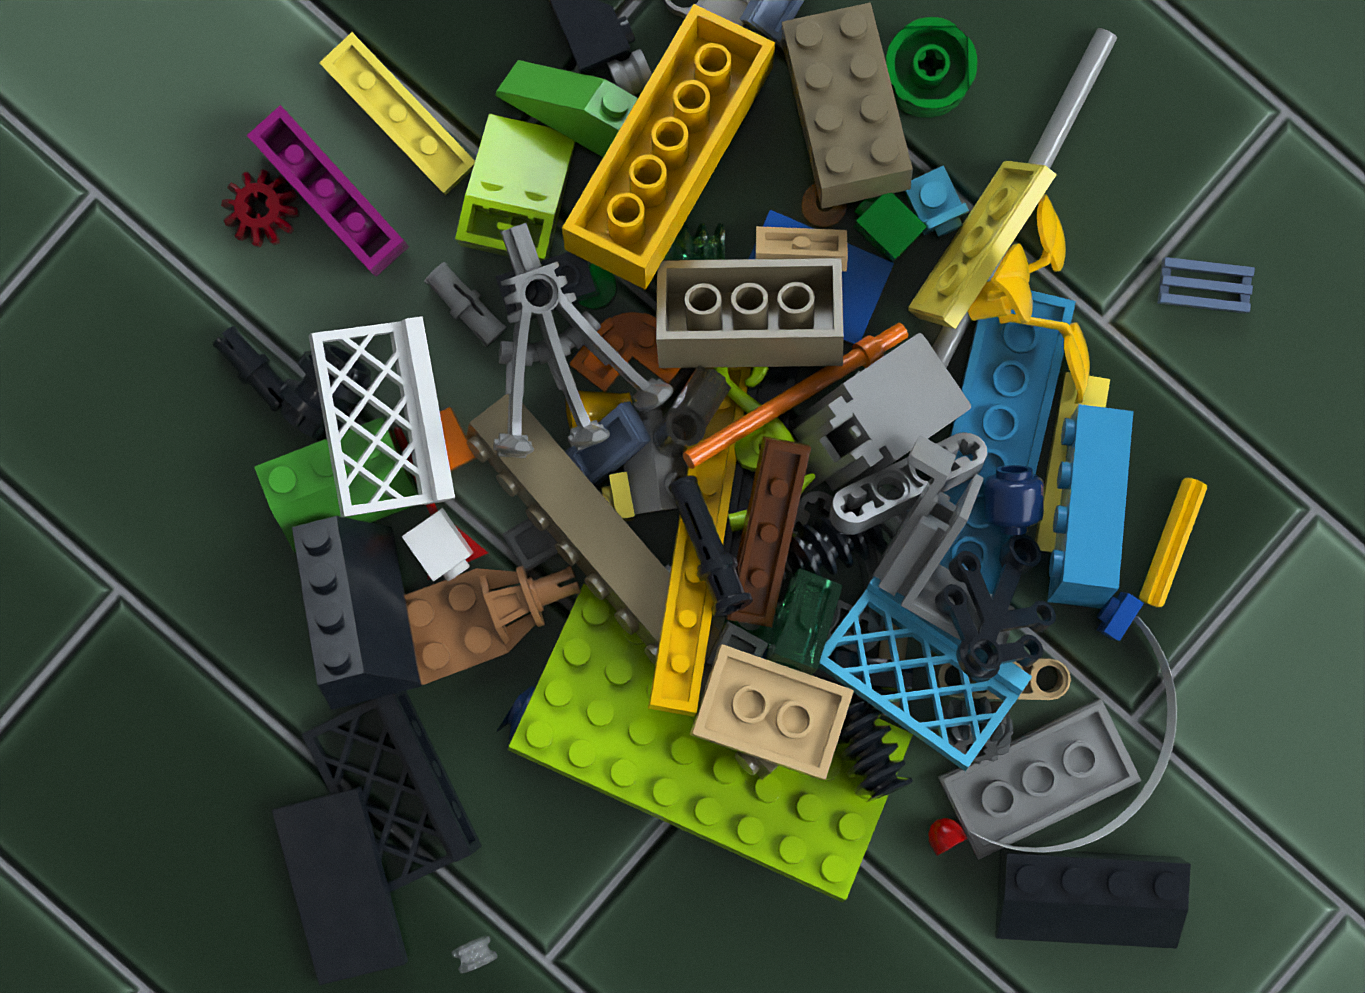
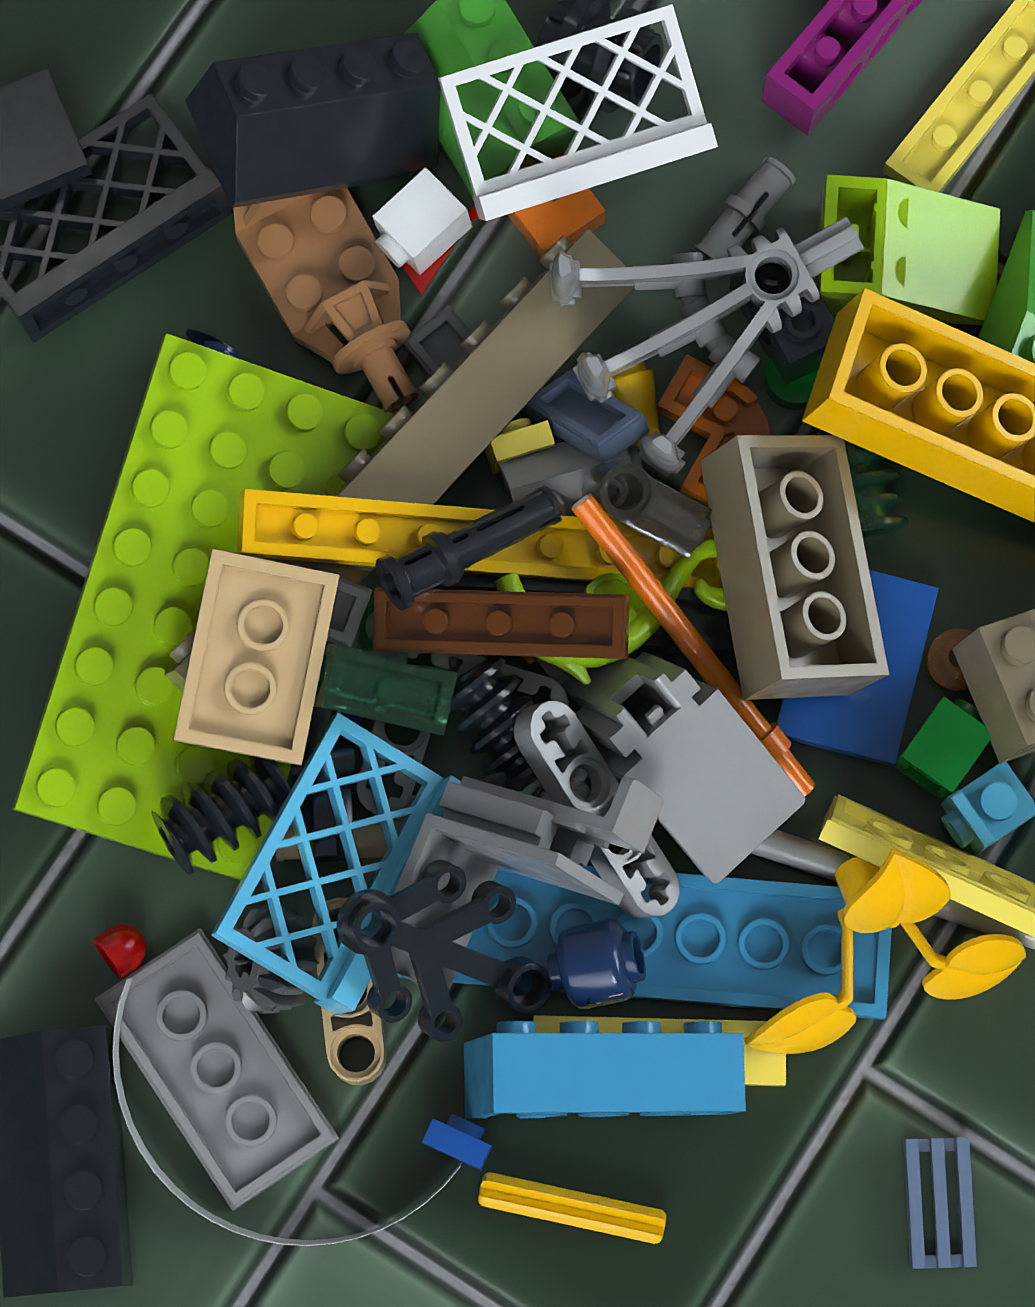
camera: 80 degrees right, 10 degrees down
(801, 243) = (900, 630): tan plate -> none

